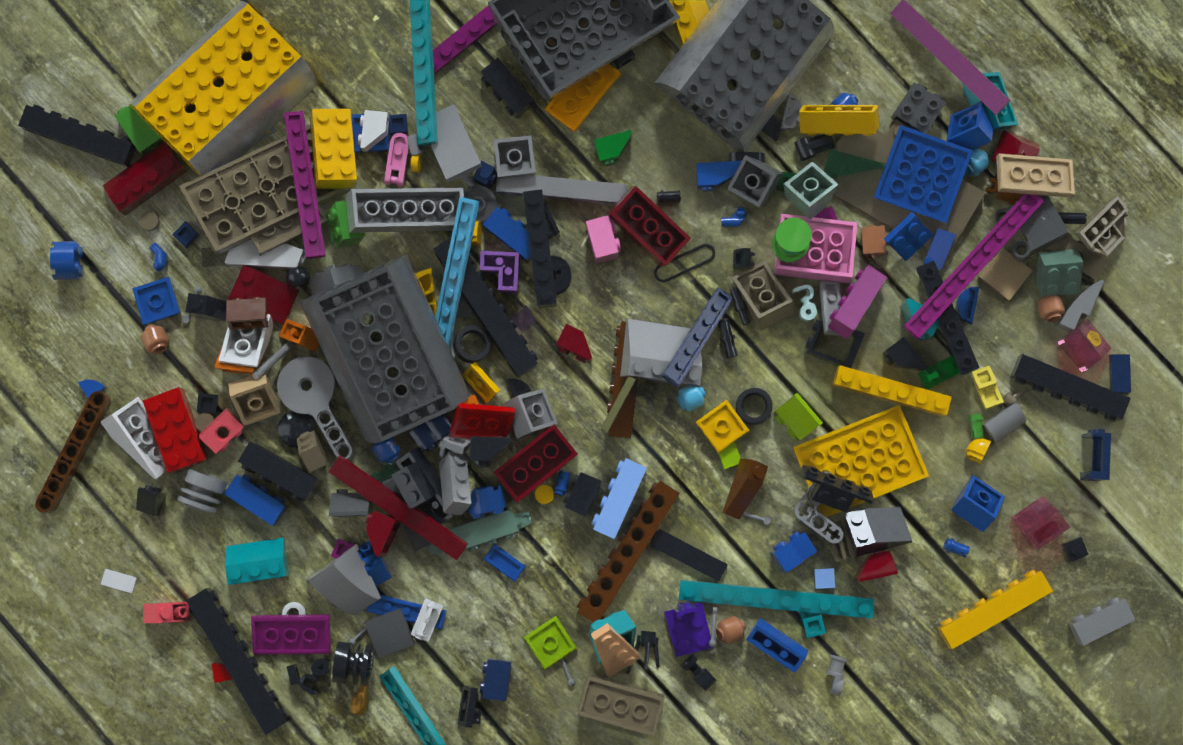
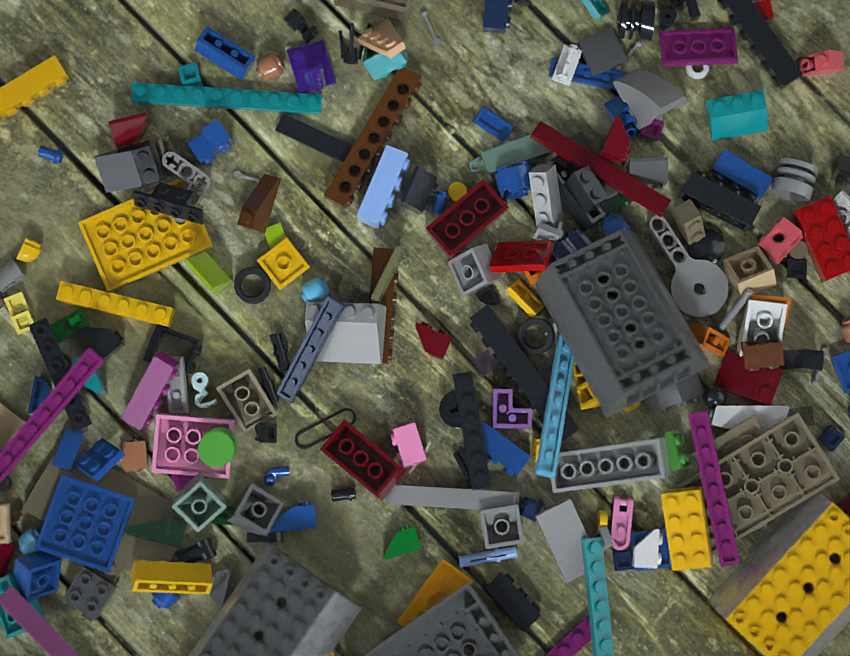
camera: 175 degrees right, 0 degrees up
(487, 200) = (532, 484): dark grey tile -> none
(488, 449) = (513, 226): black slope -> none
(534, 131) = (488, 556): none -> light blue pin
(550, 642) = (445, 49): lime tile -> none
(712, 642) = (287, 54): light grey hinge -> none
(772, 128) = (238, 570): black tile -> none
(824, 578) = (179, 120): light blue tile -> none
(836, 670) = (167, 31): light grey connector -> none
(976, 425) = (30, 274): bright green pin -> none
(978, 503) = (29, 197): blue slope -> none

